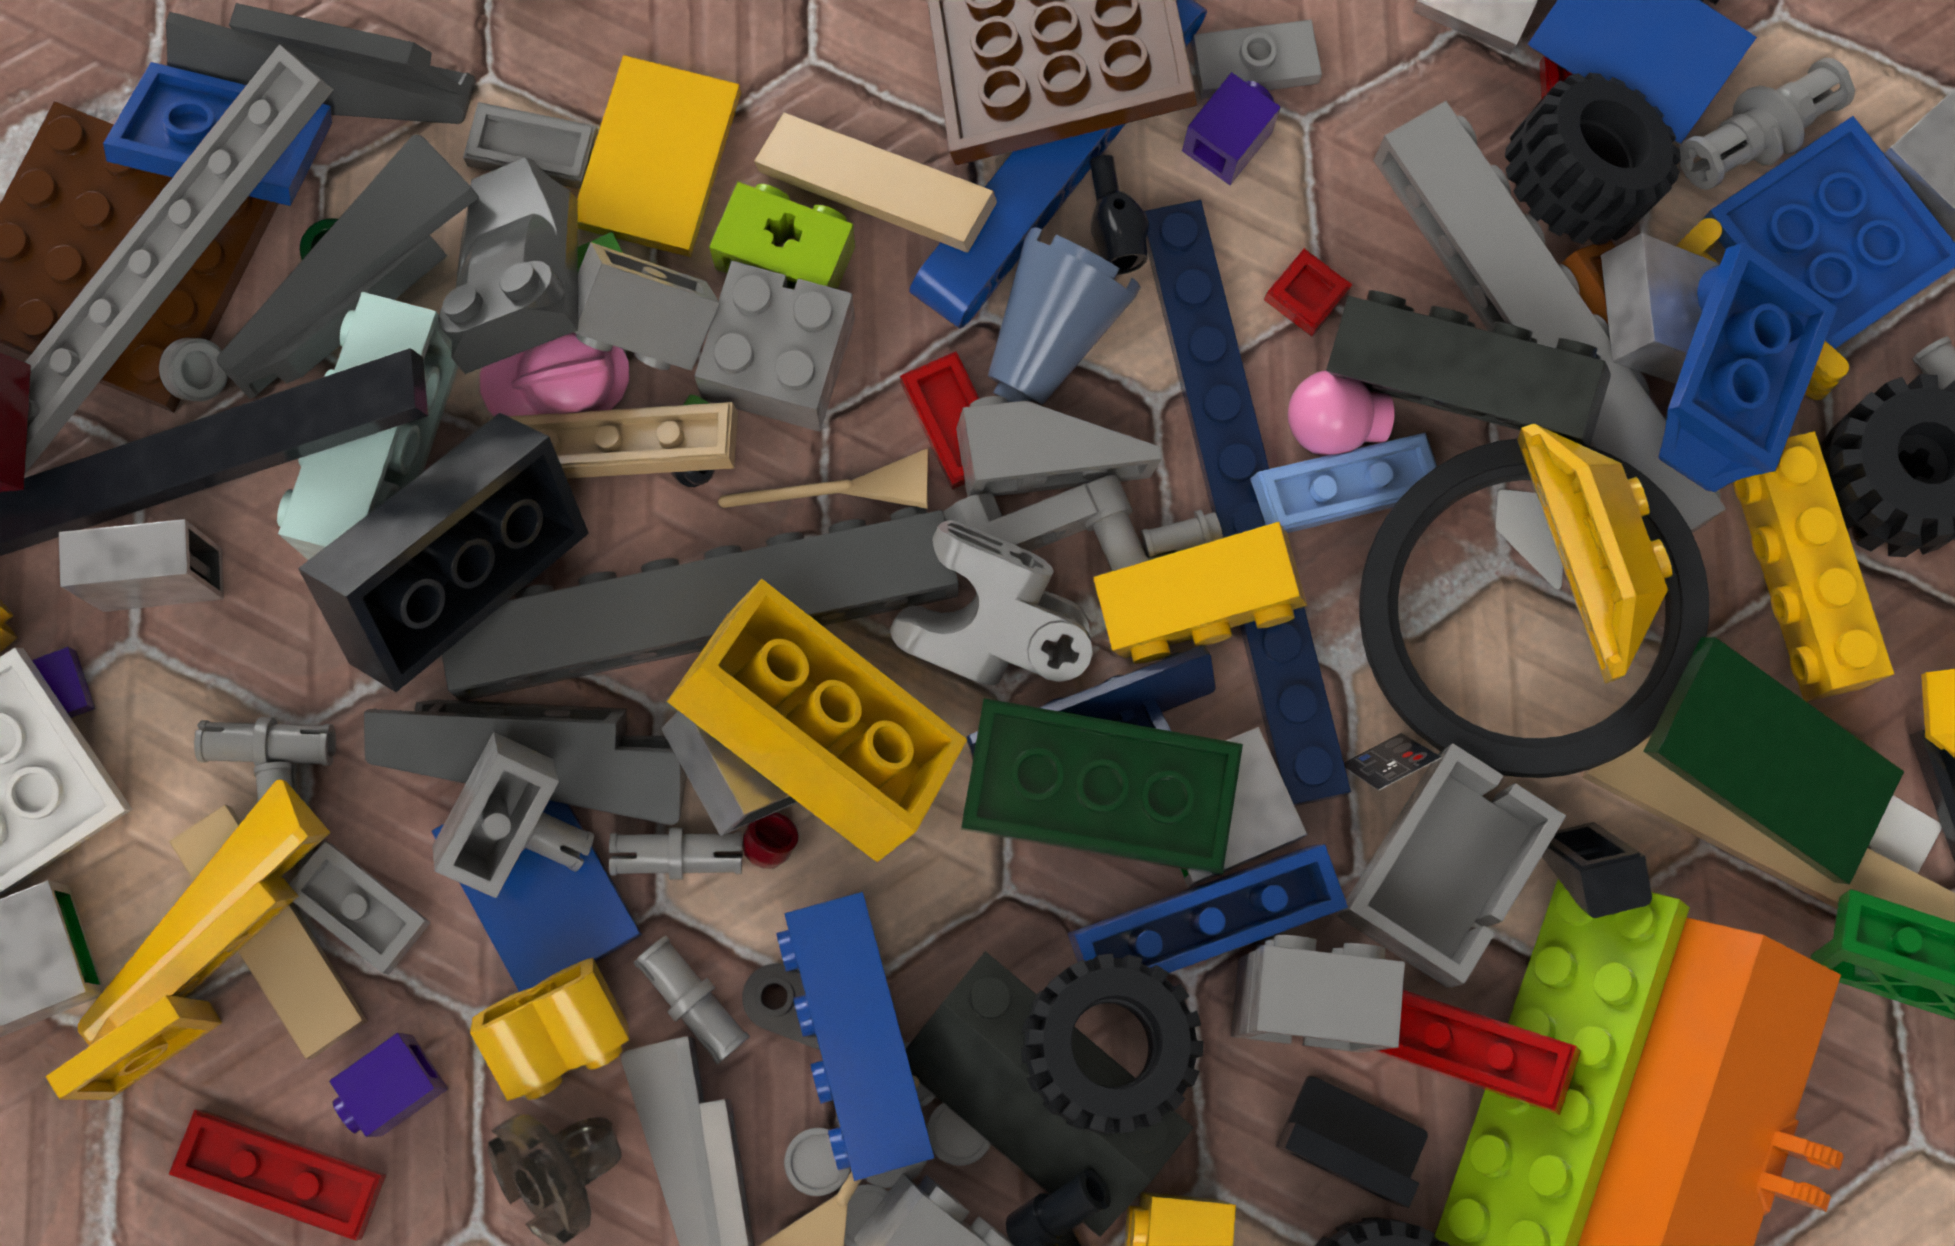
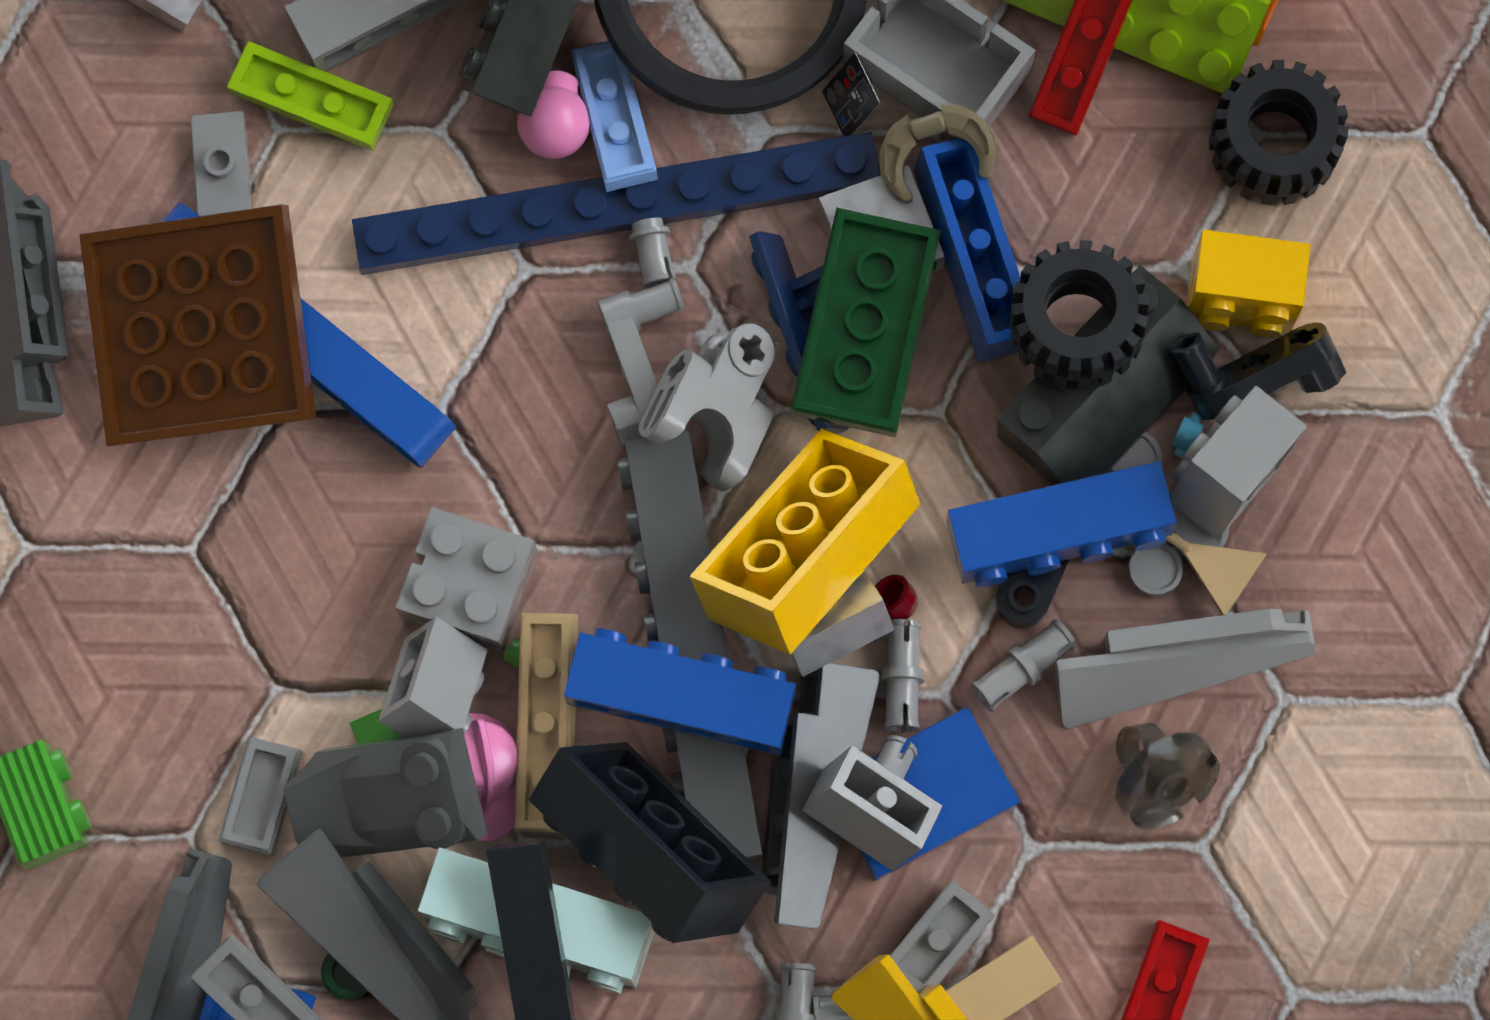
camera: 80 degrees left, 0 degrees up
(386, 1086) = (1088, 912): dark purple brick -> none
(551, 1030) = (1046, 775): yellow brick -> none
(630, 582) = (680, 692): none -> blue brick
(657, 155) = (277, 684): yellow tile -> none
(766, 215) = (373, 602): lime brick -> none
(876, 182) = (322, 490): tan tile -> none
(898, 482) = (591, 485): tan piece -> none
(938, 397) = (536, 437): red tile -> none
(988, 1198) = (1187, 433): none -> medium azure piece
(1038, 449) = (570, 367): light grey slope -> none
(1054, 316) = (458, 344): sand blue cone -> none
(1117, 220) = (369, 290): black piece -> none
(1201, 593) = (707, 235): yellow brick -> none
(1231, 127) = (289, 181): dark purple brick -> none
(1307, 292) = (438, 137): red tile -> none
(1327, 998) = (1042, 161): light grey piece -> none
(1345, 146) = (310, 96): none -> lime plate
(1354, 1141) = (1150, 150): black panel -> none
(1364, 881) = (902, 140): none -> dark tan piece

